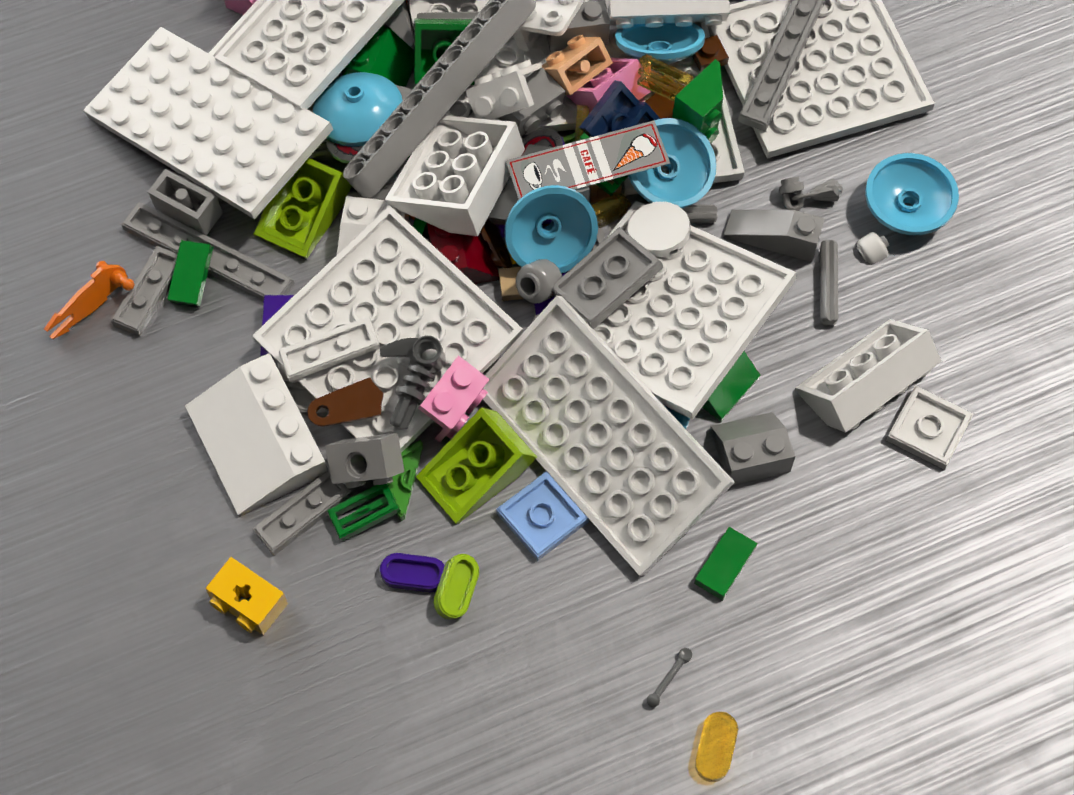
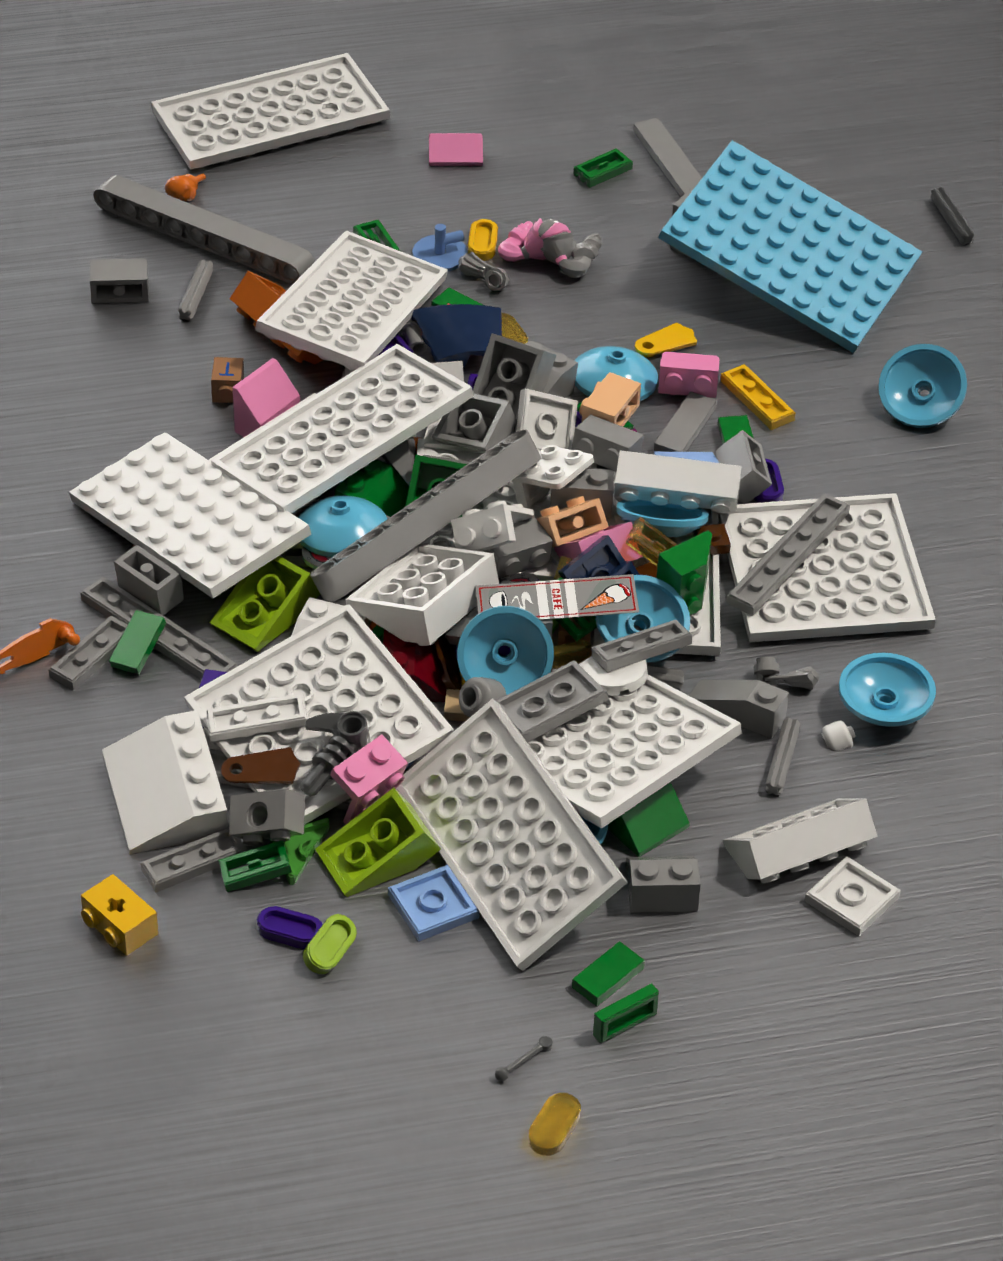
camera: 10 degrees right, 20 degrees down
(678, 197) = (641, 645): none -> light grey tile
(755, 610) = (625, 1013): none -> green tile

